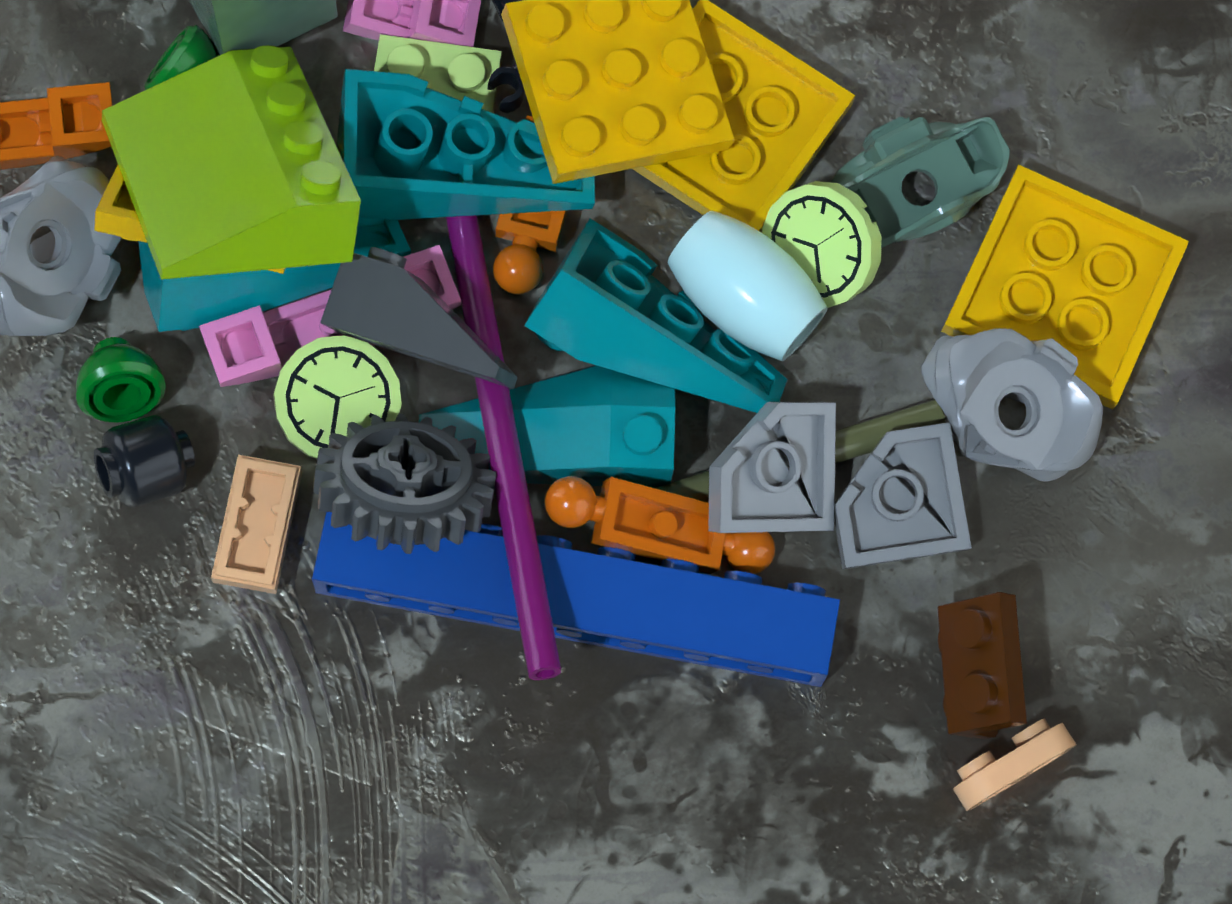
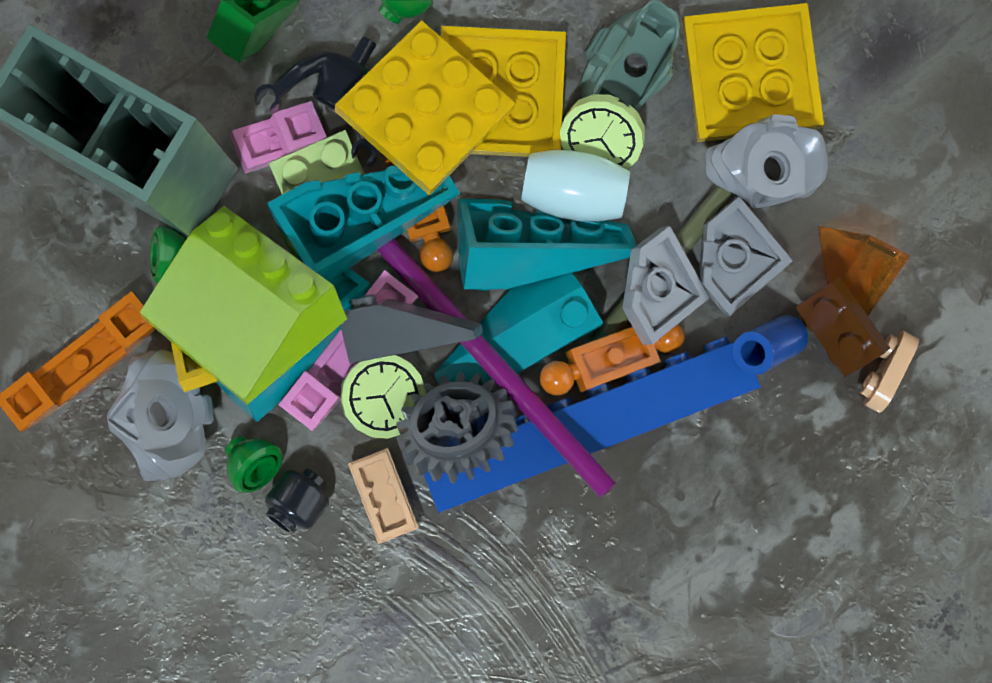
camera: 25 degrees left, 10 degrees up
(873, 627) = (770, 344): none -> blue brick
(1058, 608) = (862, 264): none -> clear orange slope

